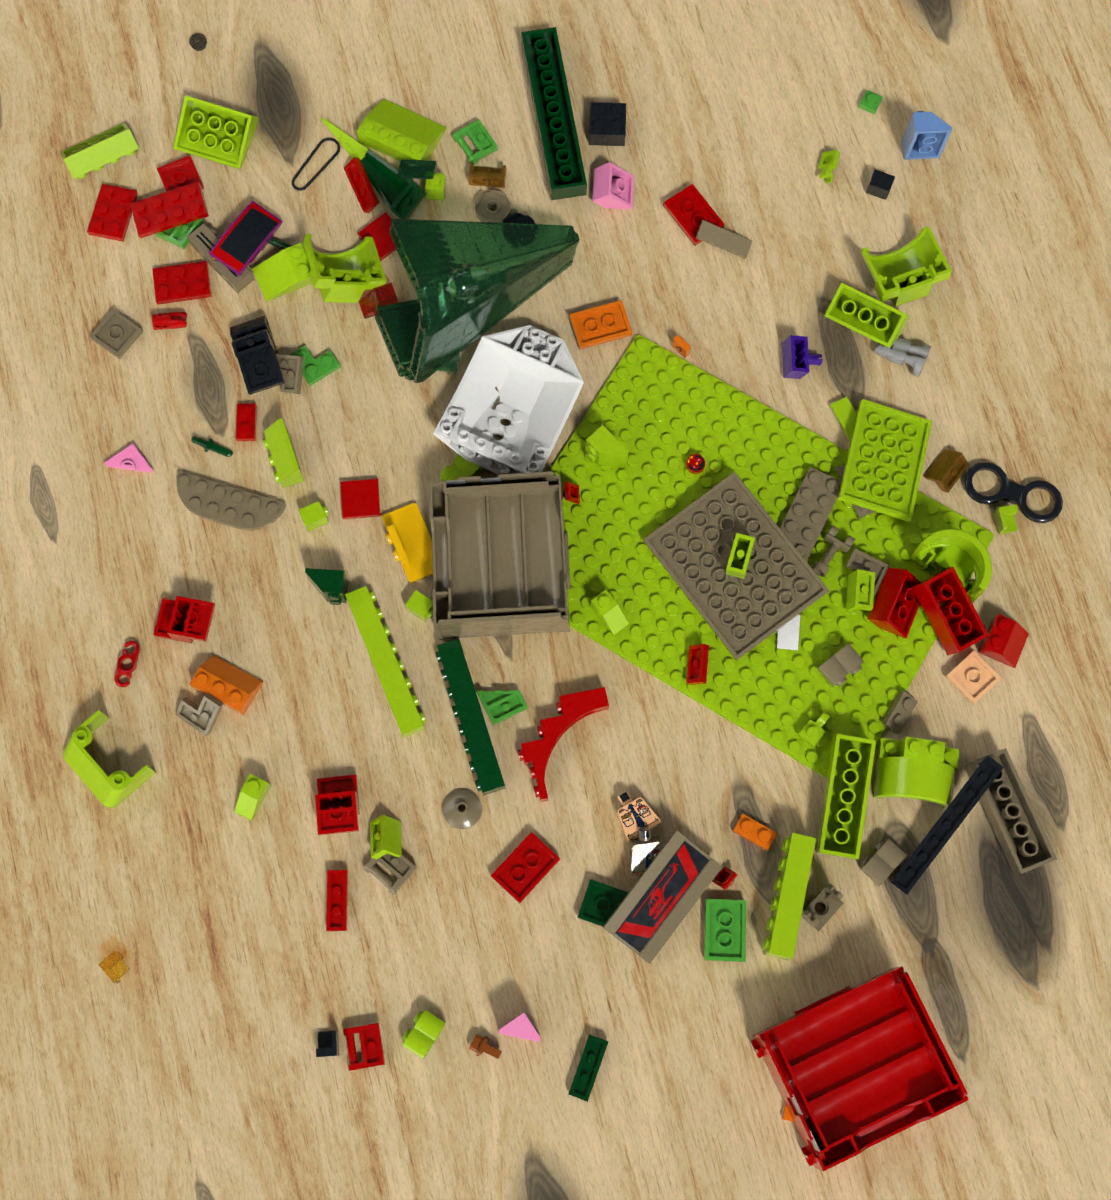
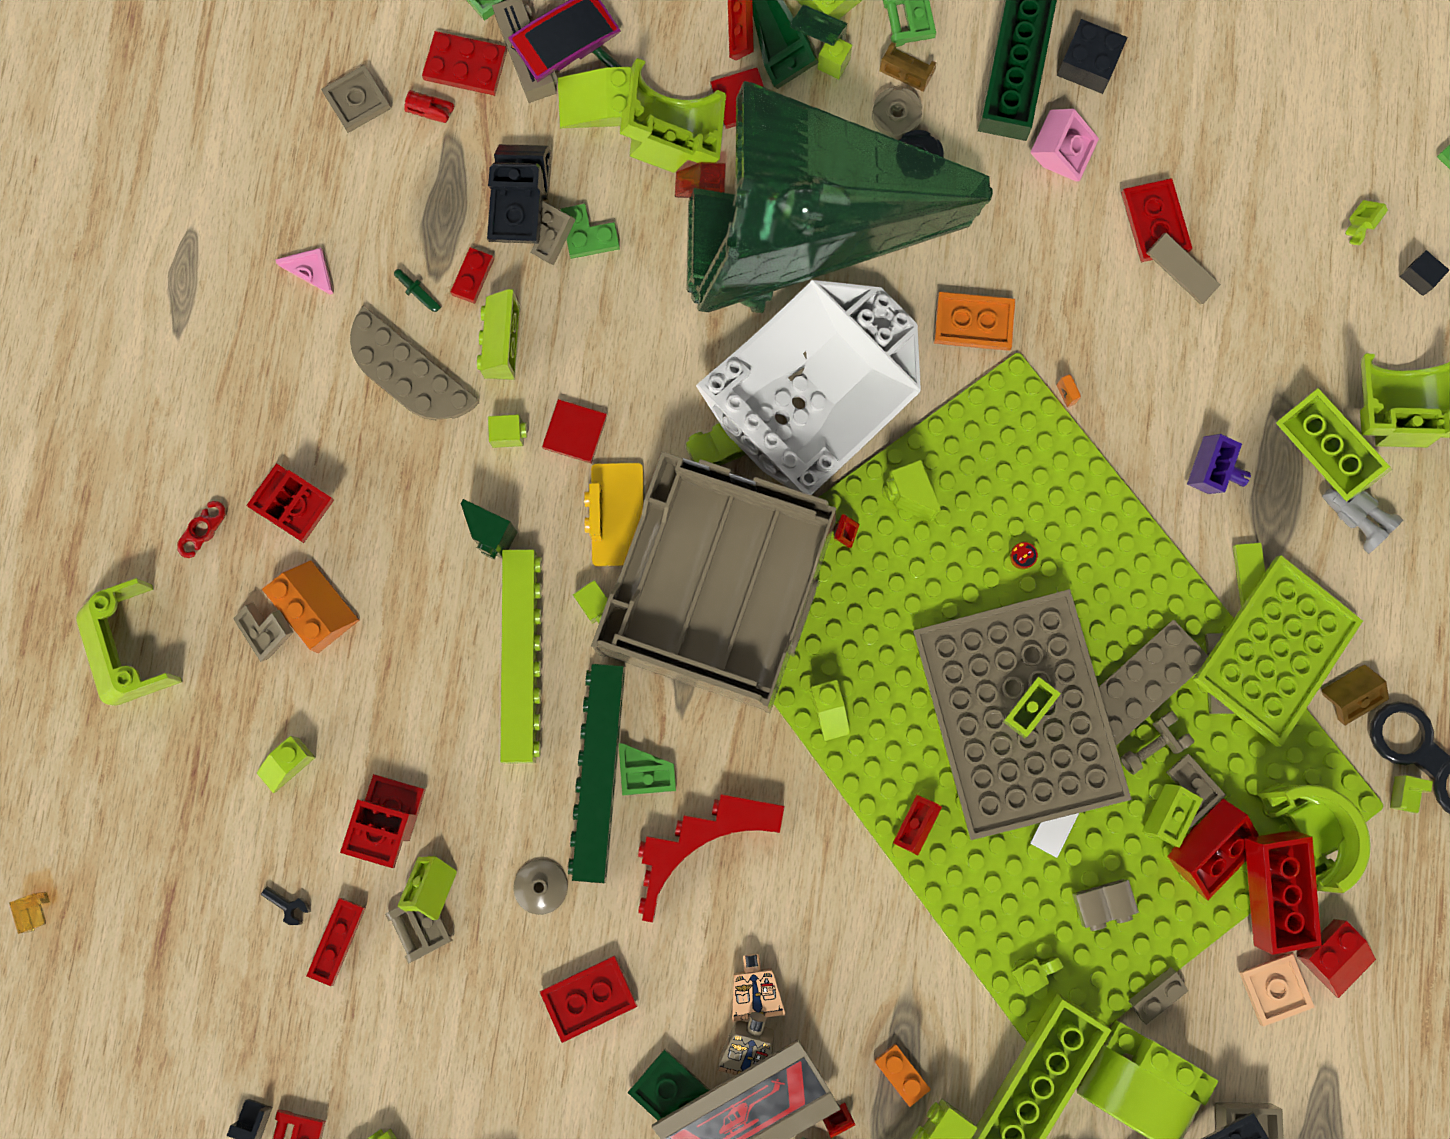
camera: 25 degrees right, 5 degrees up
(292, 891) = (286, 905): none -> black bar

